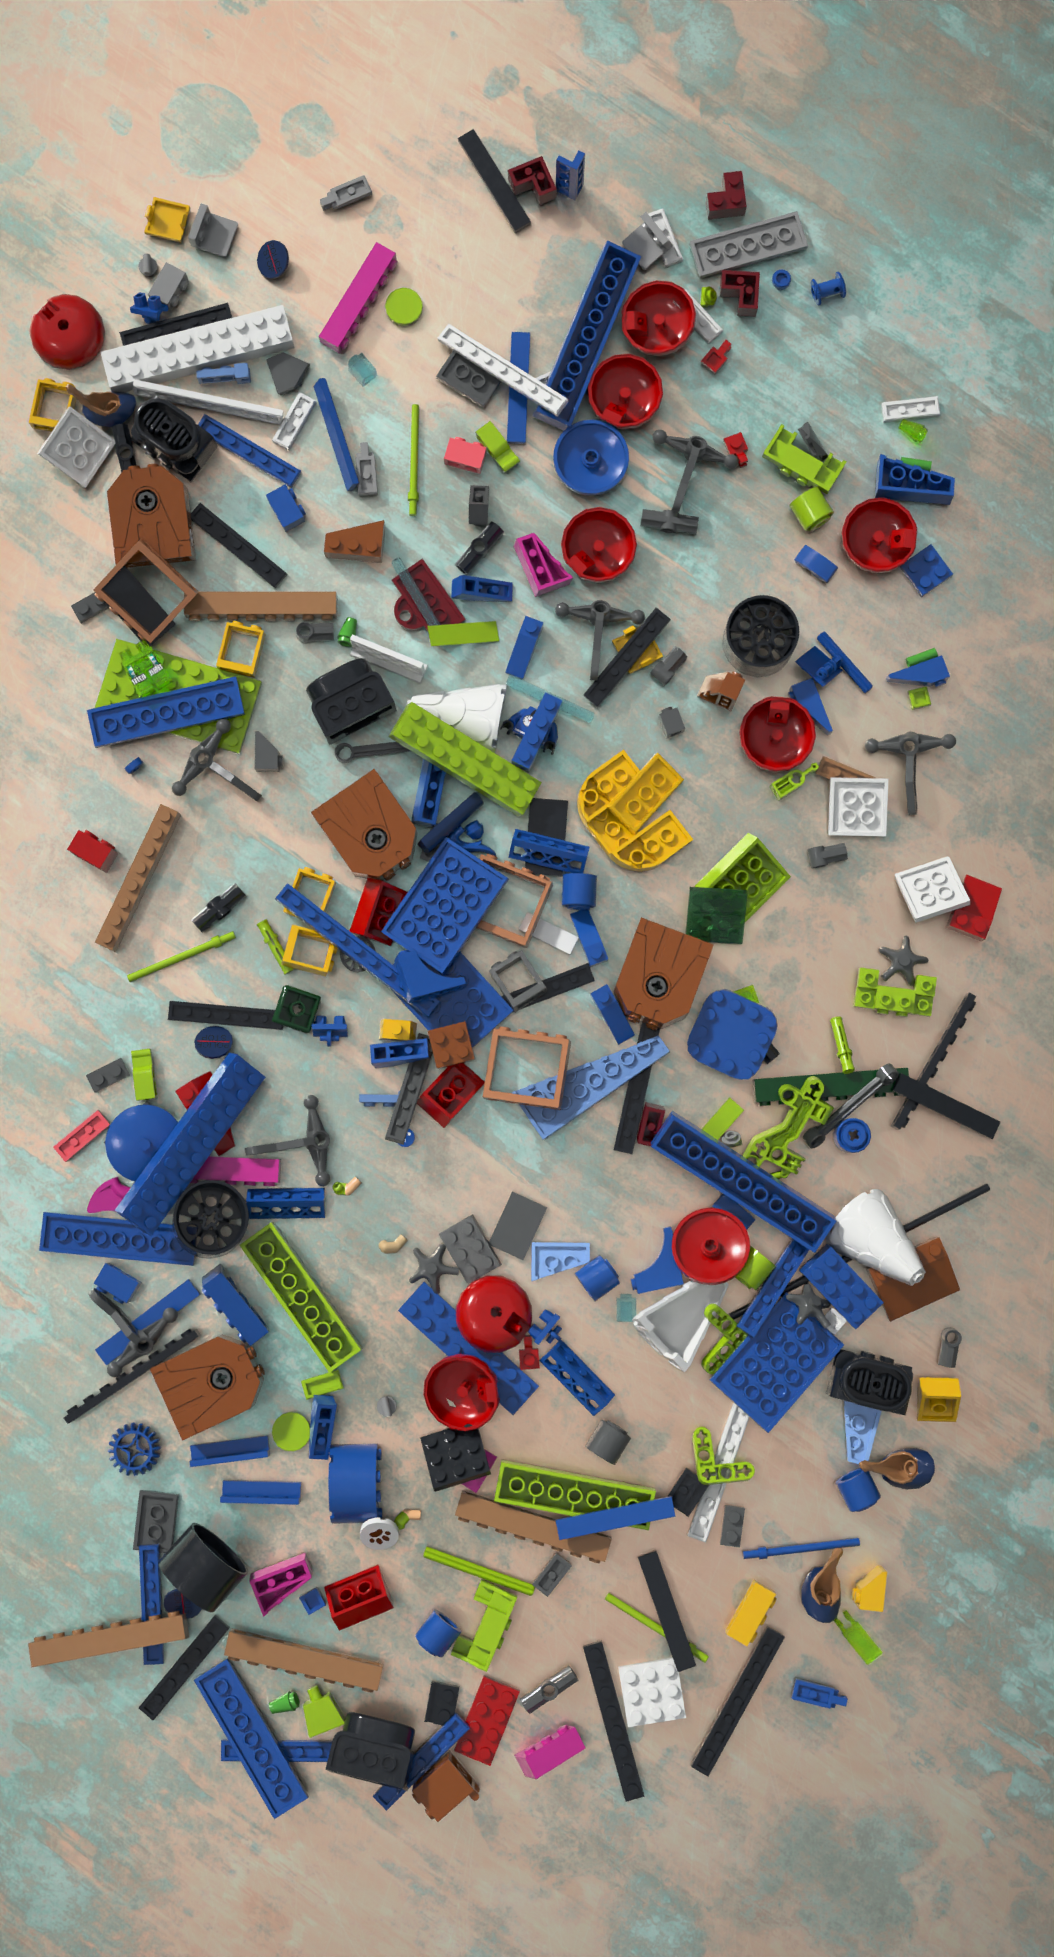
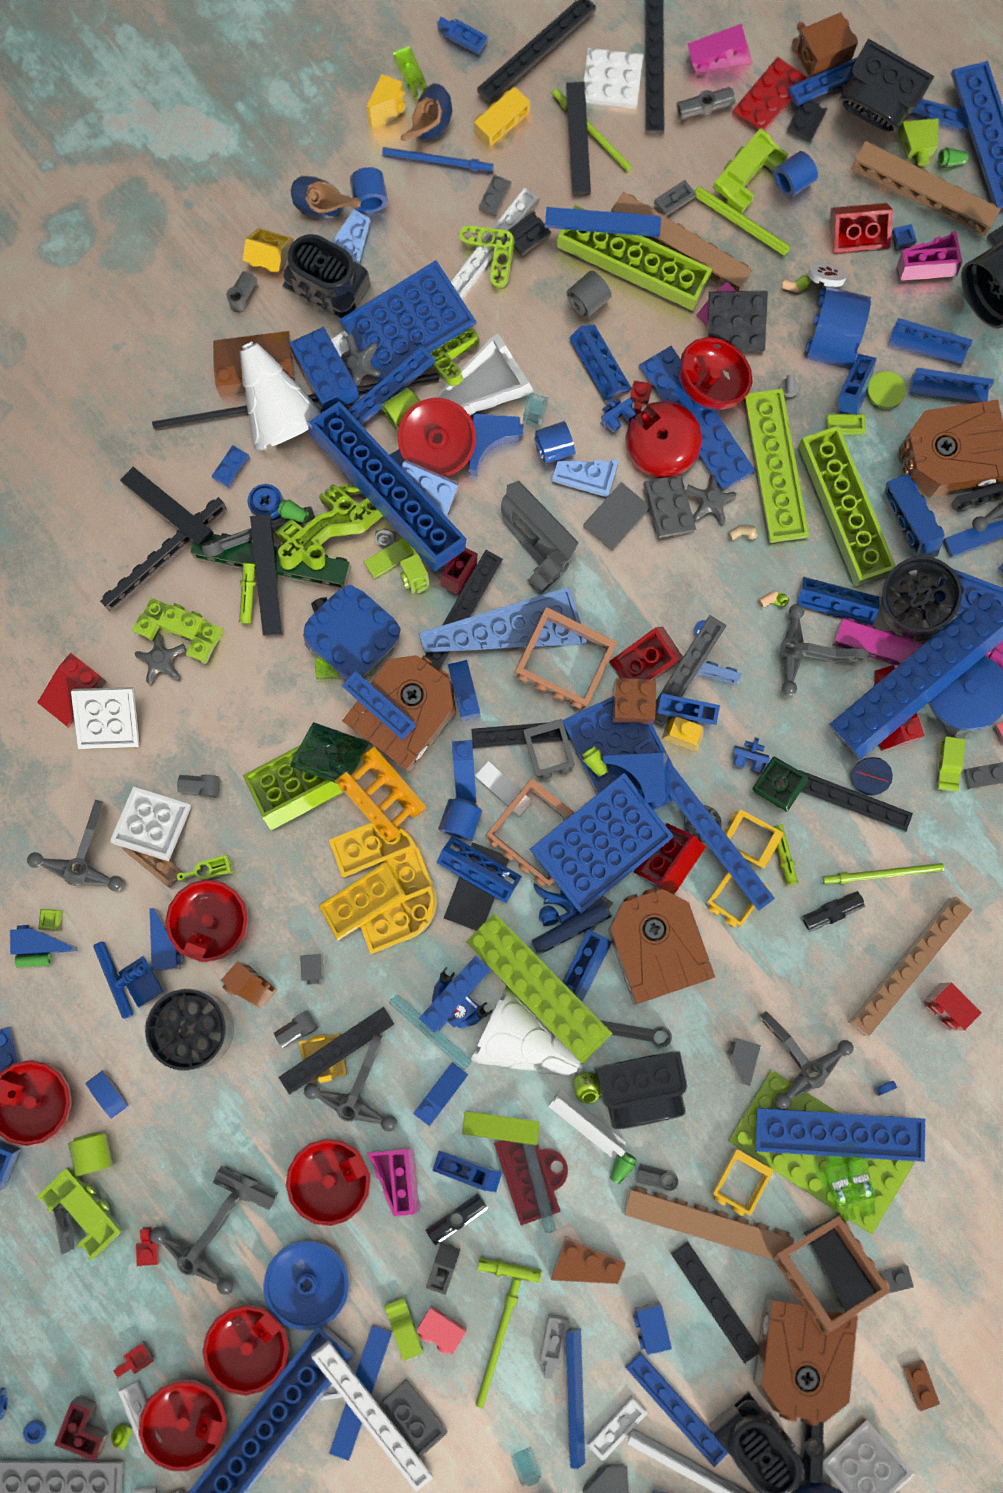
camera: 165 degrees left, 5 degrees down
(45, 528) = (921, 1385): none -> dark orange plate
(379, 1321) = (776, 466): none -> lime plate
(398, 688) = (586, 1087): none -> lime head
(421, 520) = (509, 1270): none -> lime pin
(473, 980) = (594, 760): none -> lime cone
(573, 1177) = (554, 543): none -> dark grey panel
(643, 900) = (395, 785): none -> light orange fence
(683, 965) = (379, 705): none -> blue plate
(691, 1107) = (414, 574): none -> lime brick
(702, 1198) = (435, 486): none -> light blue wing
(825, 1133) = (291, 510): none -> bright green cone
(829, 1066) = (266, 574): none -> black tile
(900, 1167) = (230, 466): none -> blue plate

